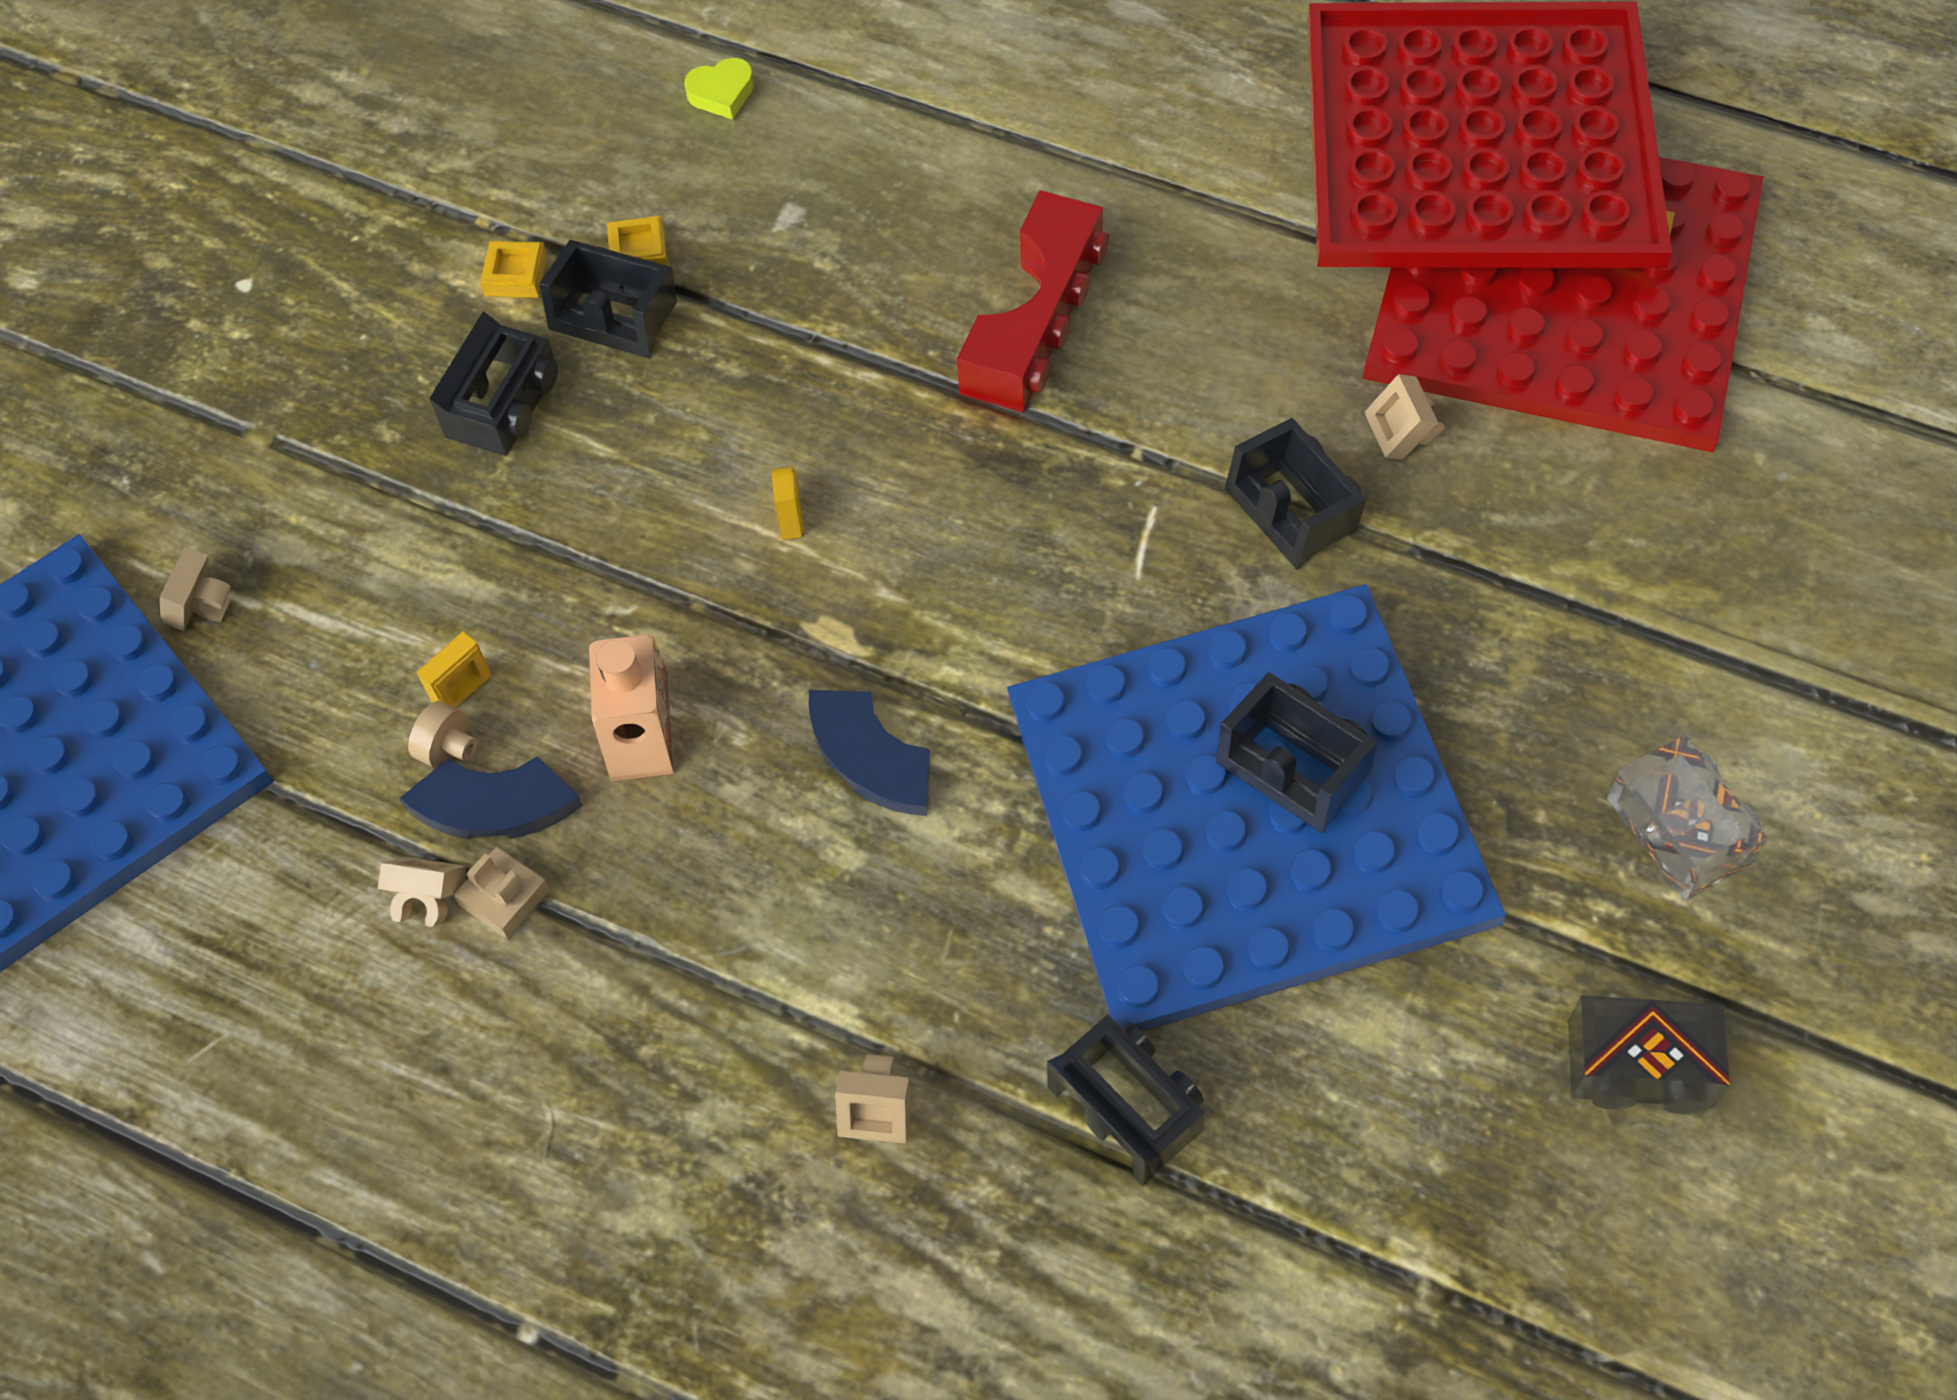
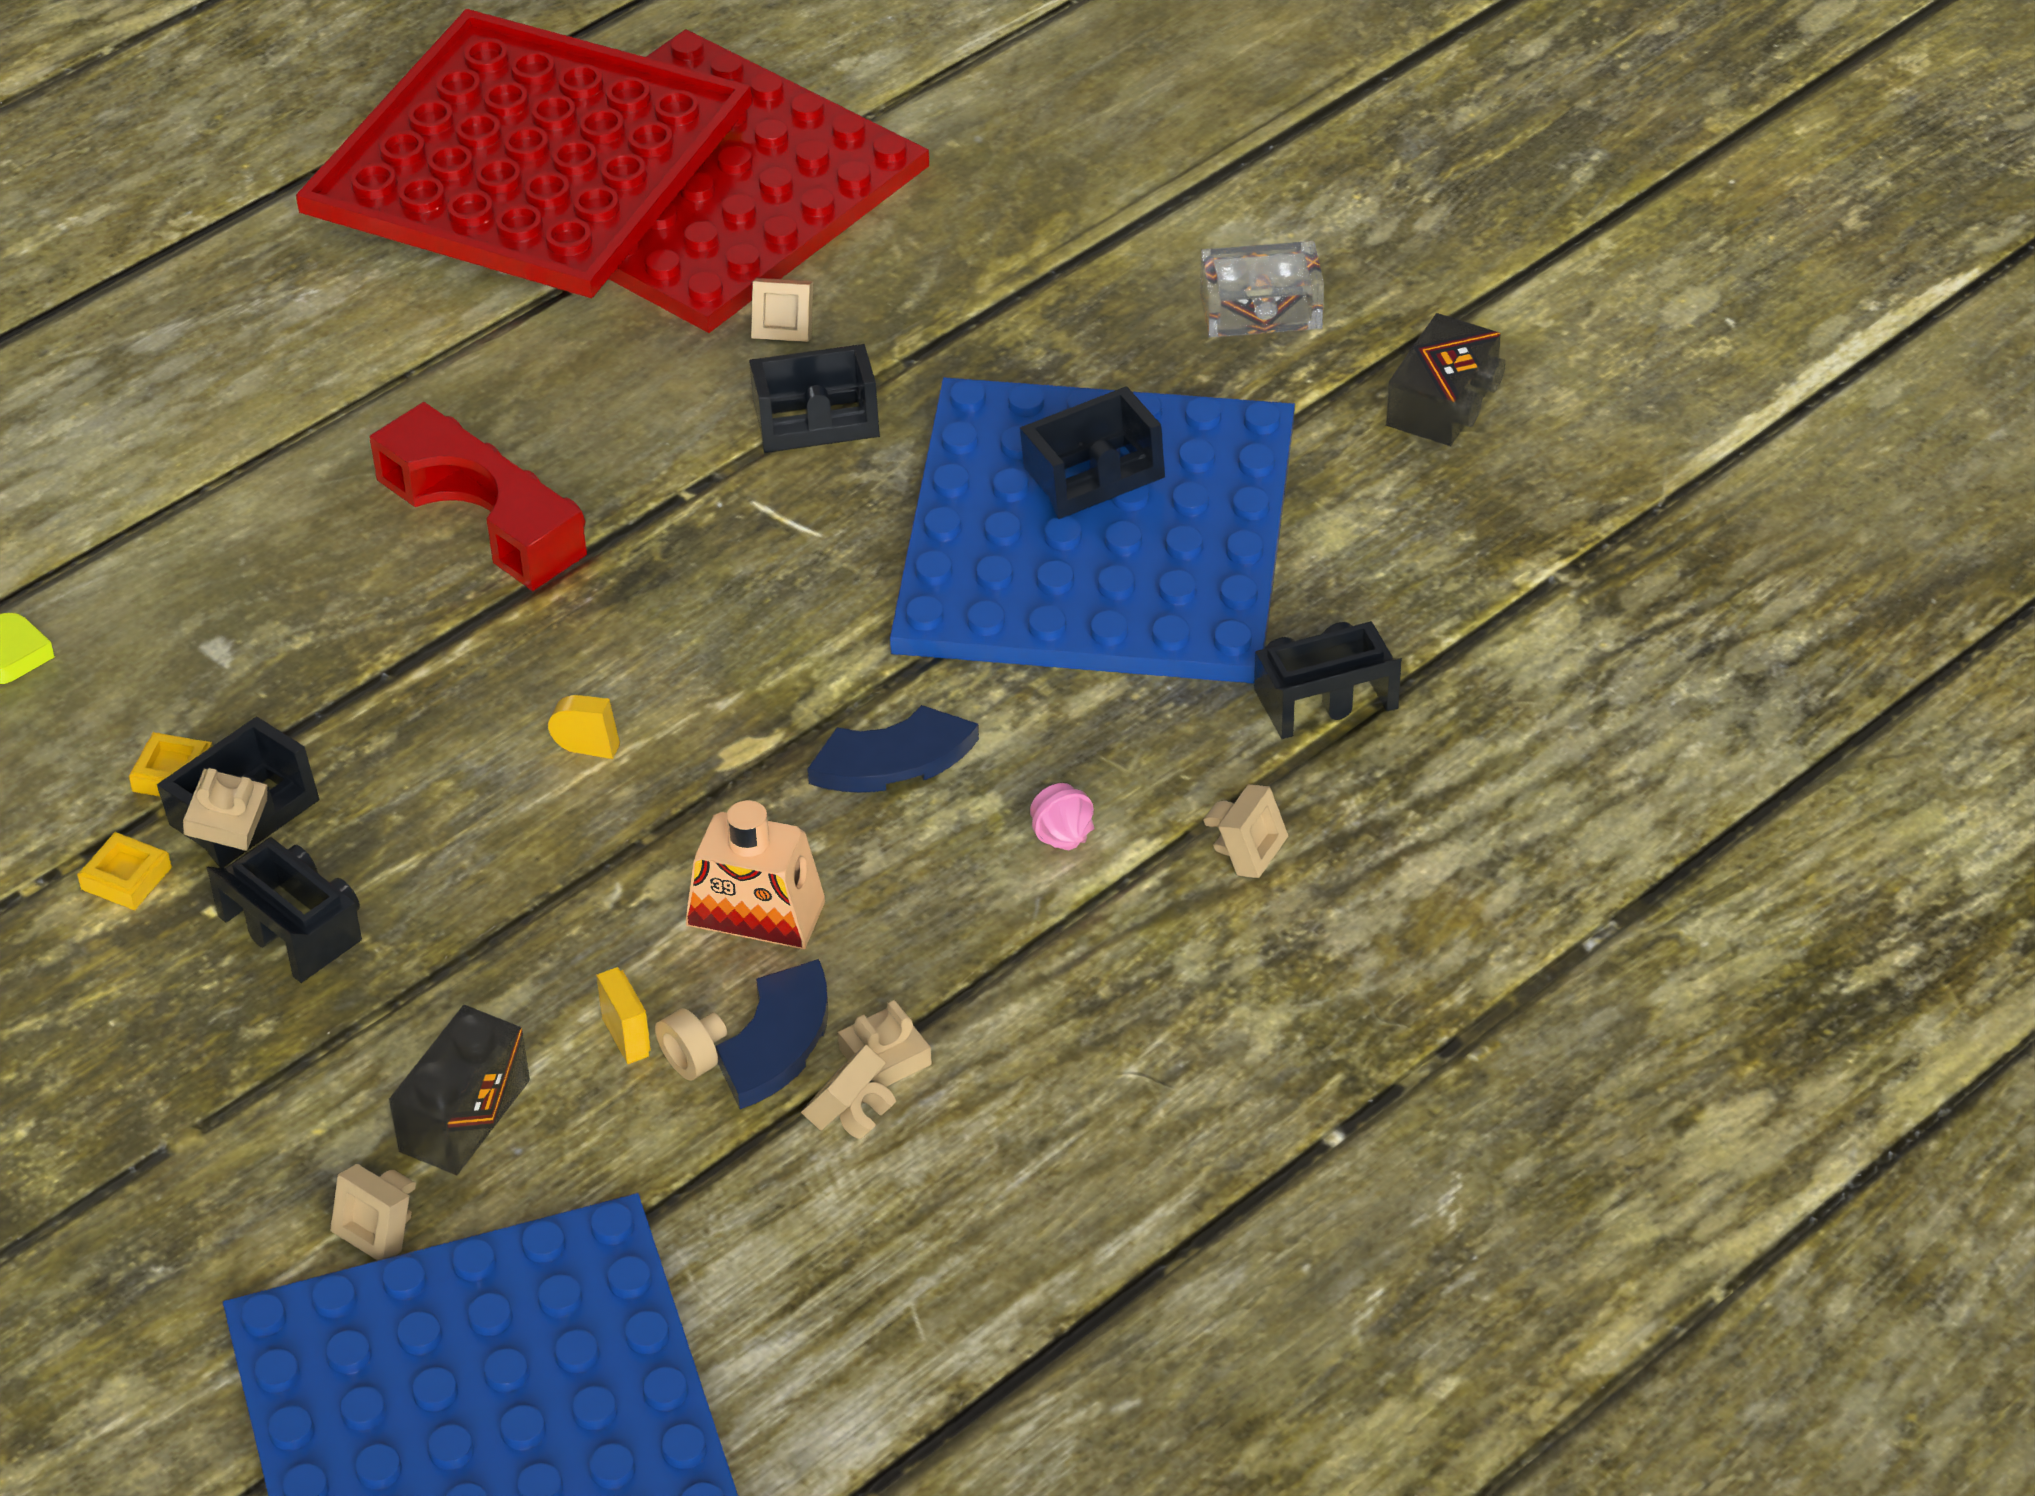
camera: 70 degrees left, 15 degrees down
(328, 591) = (459, 1089): none -> clear smoke brick
(541, 291) = (225, 809): none -> tan tile
(830, 928) = (1062, 816): none -> bright pink plate

